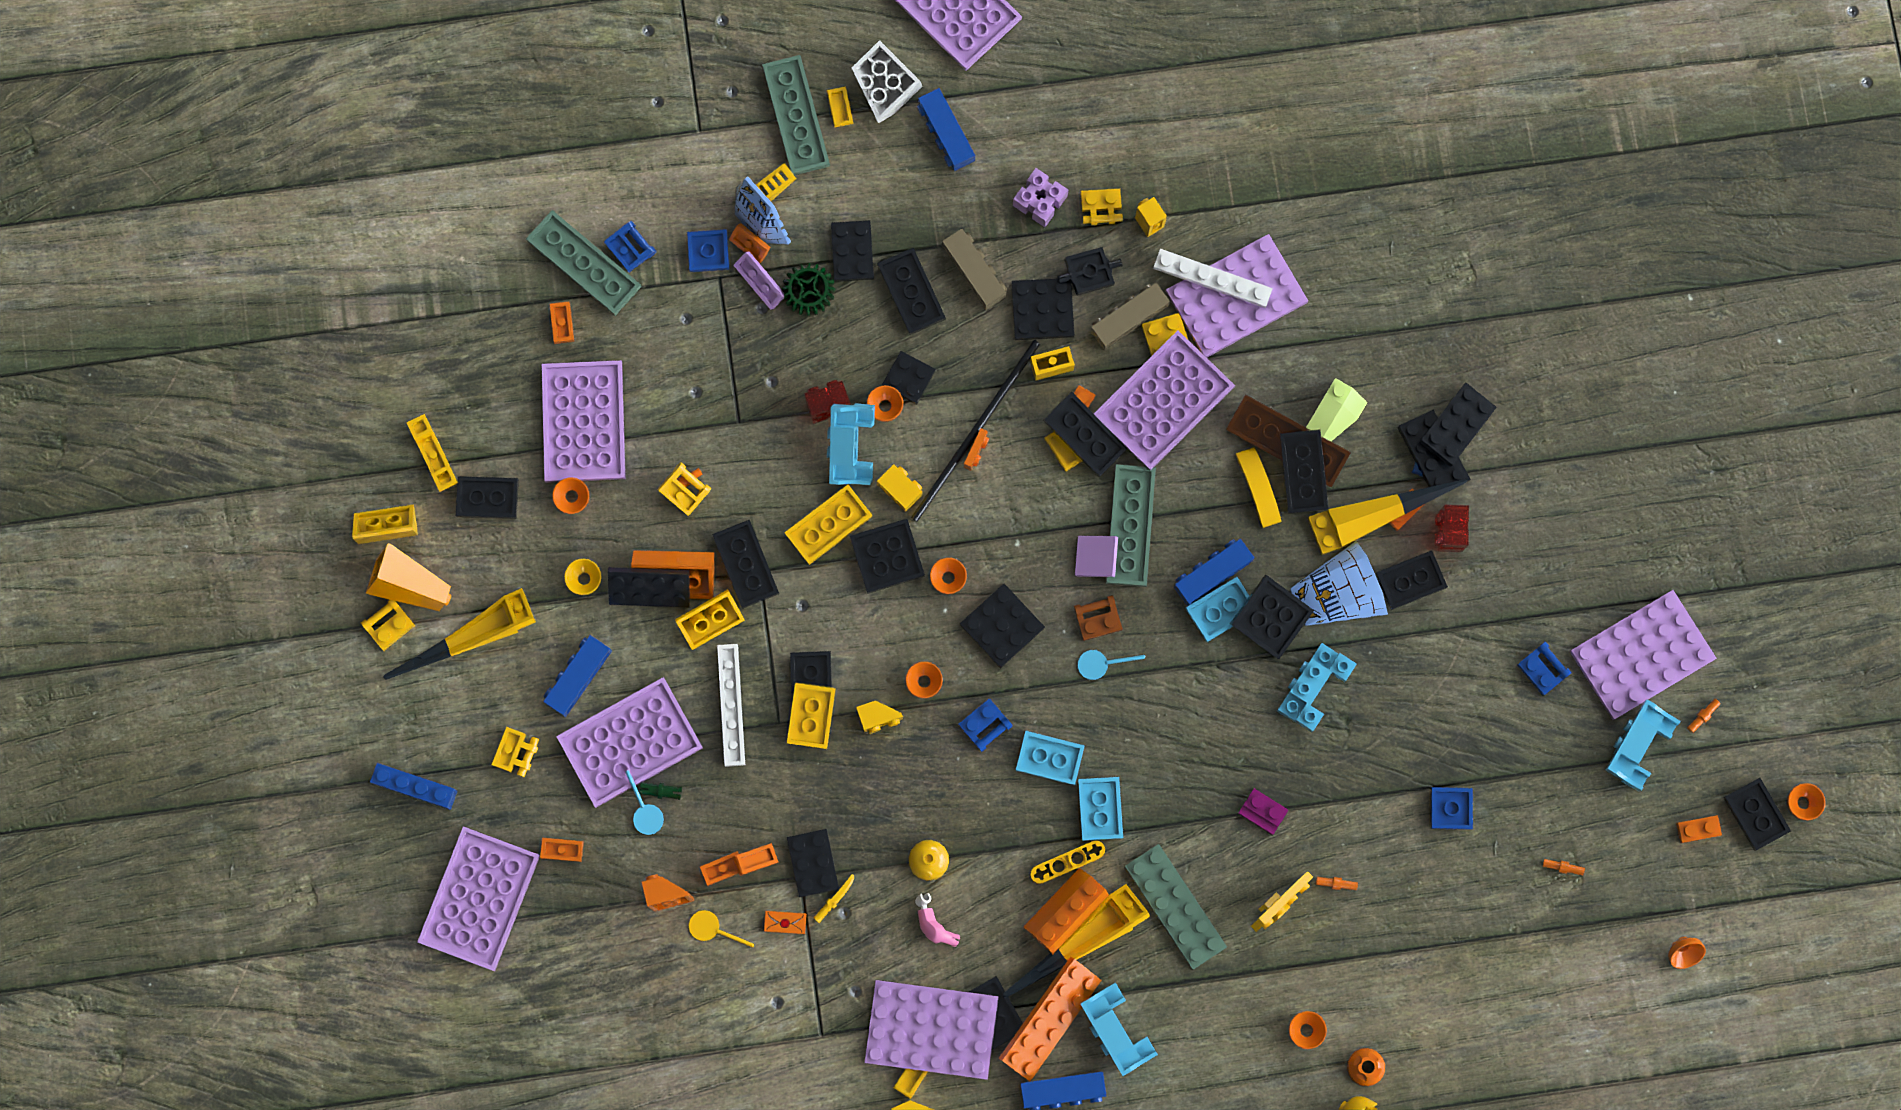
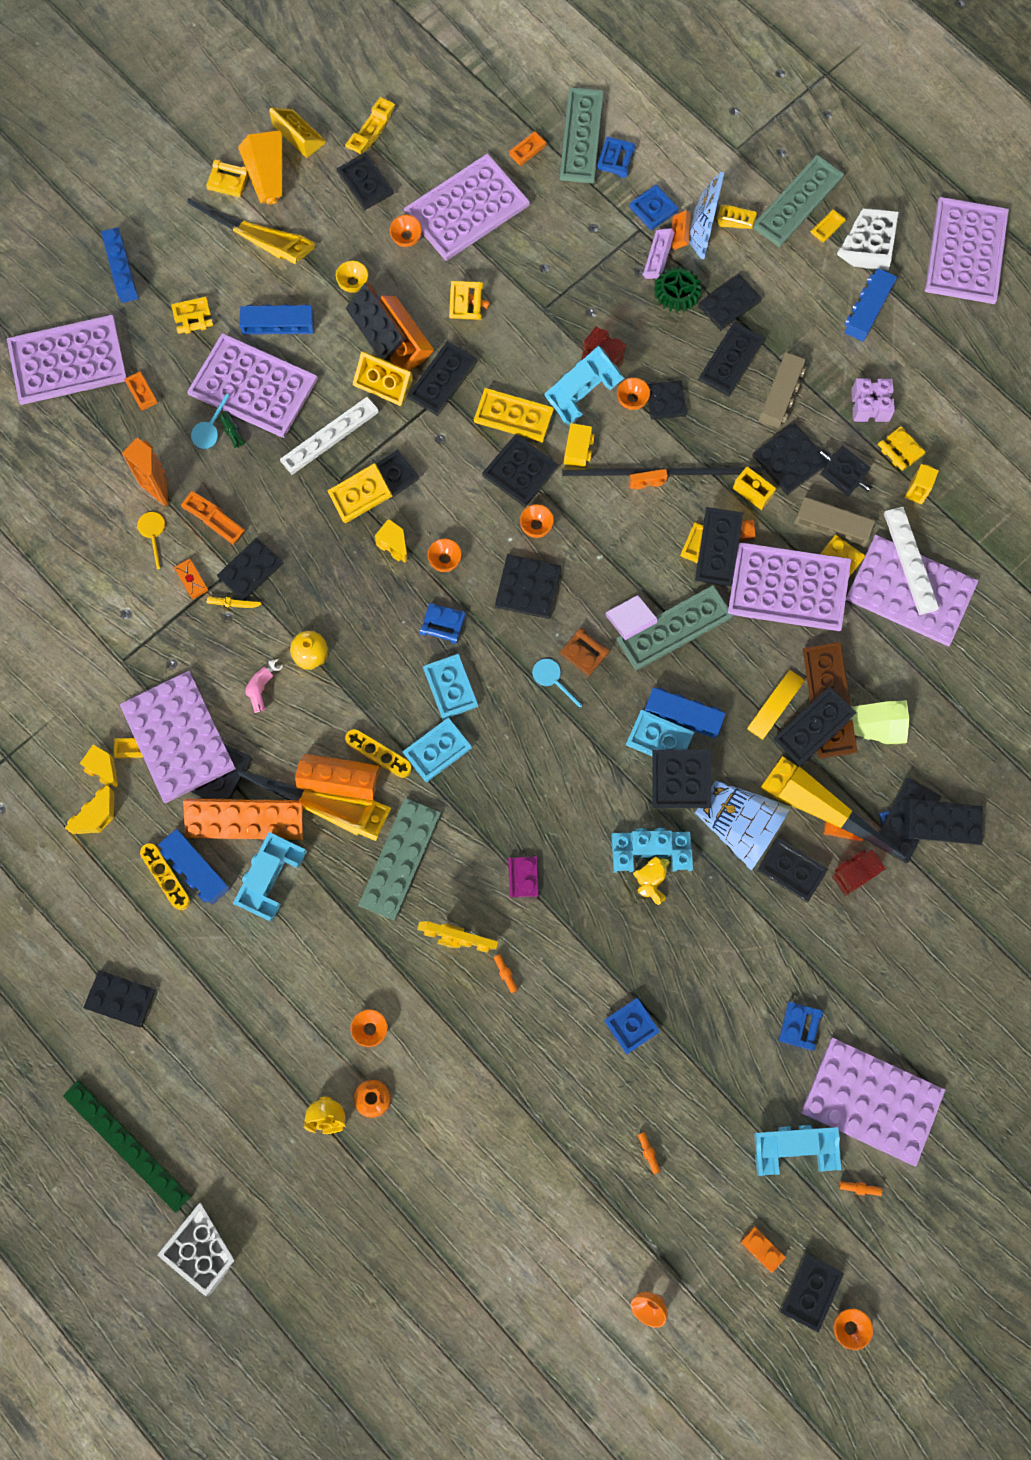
camera: 55 degrees right, 5 degrees down
(1337, 703) = (650, 877): none -> yellow animal

